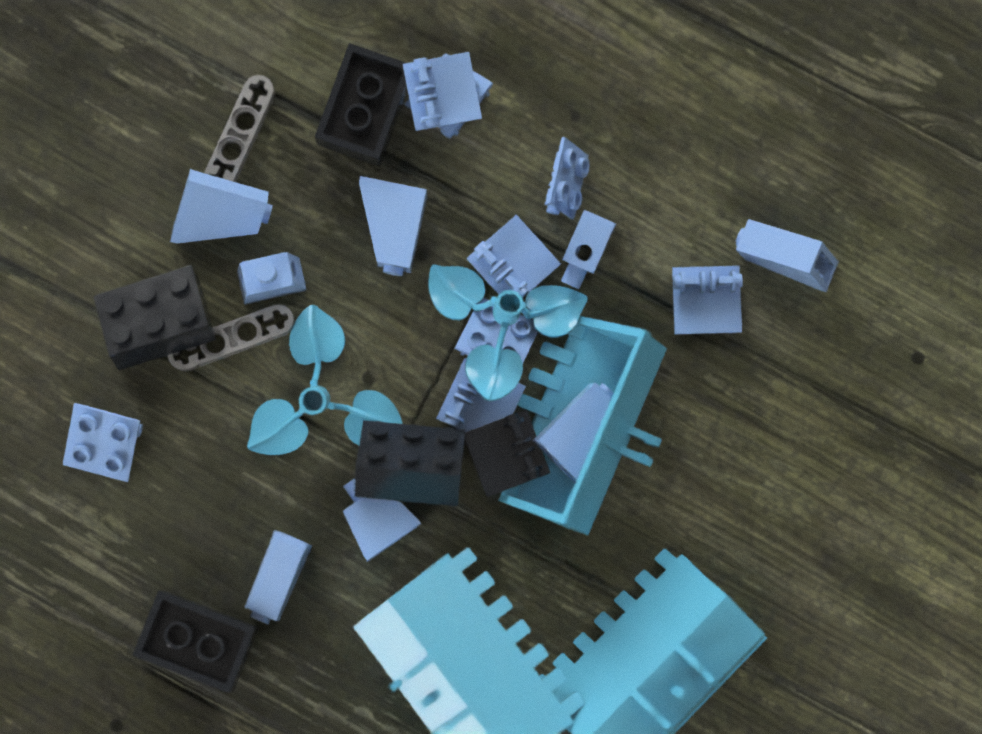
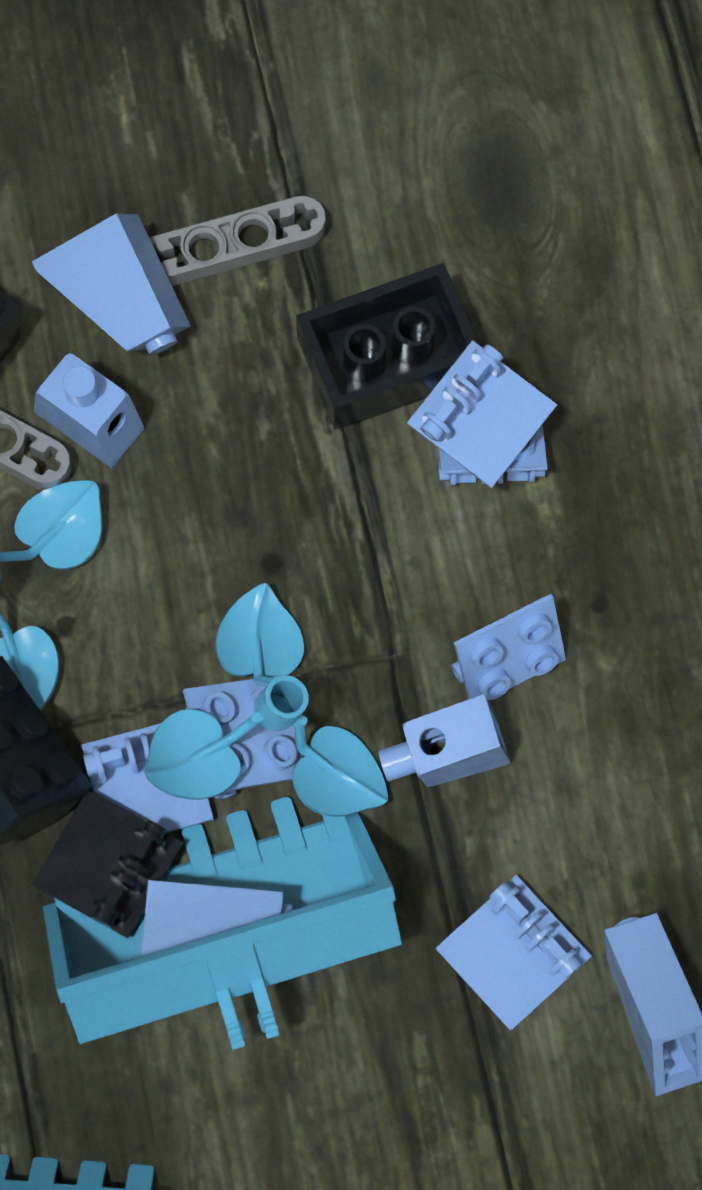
camera: 50 degrees right, 10 degrees down
(394, 222) = (278, 496): light blue slope -> none
(513, 259) = (357, 675): light blue hinge -> none

